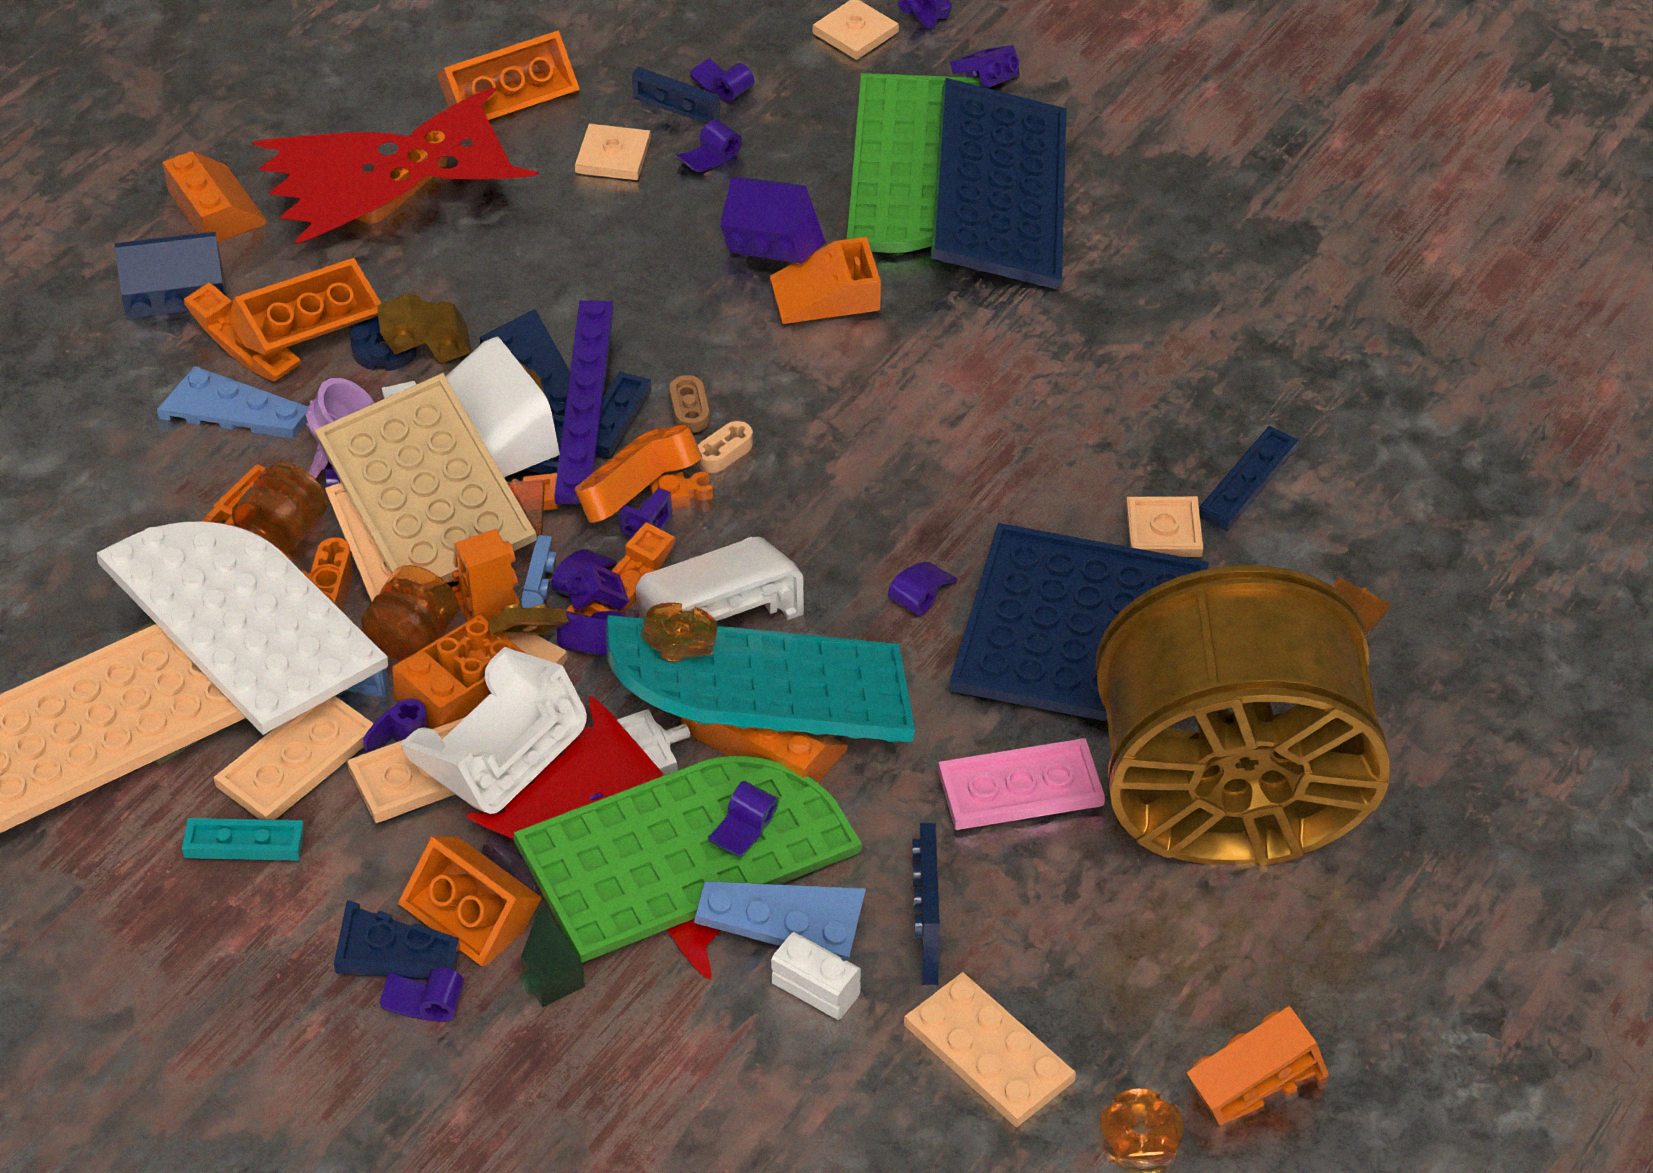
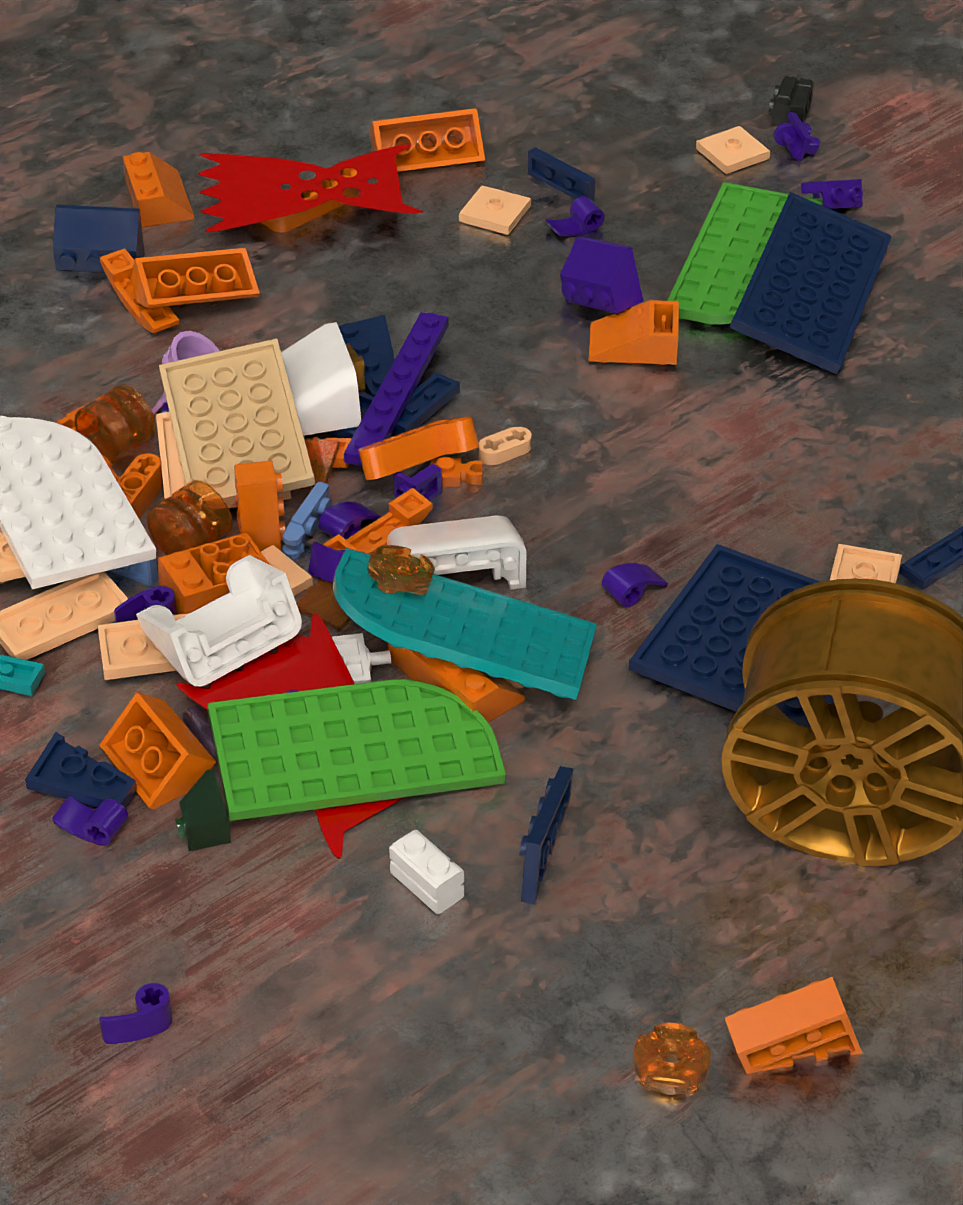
camera: 15 degrees right, 5 degrees down
(232, 405) = (110, 344): medium blue wing -> none
(370, 352) = (241, 314): dark blue plate -> none
(412, 322) = (275, 303): pearl gold brick -> none
(527, 621) = (283, 544): pearl gold plate -> none
(594, 677) = (323, 602): none -> clear orange piece
(596, 584) = (354, 528): dark purple bracket -> none
(689, 402) = (486, 407): medium nougat plate -> none
(727, 83) = (606, 173): dark purple panel -> none
(747, 818) = (412, 731): dark purple panel -> none
(775, 911) = (398, 810): medium blue wing -> none
(989, 1049) = (560, 965): light nougat plate -> none
(1021, 783) = (659, 754): bright pink plate -> none

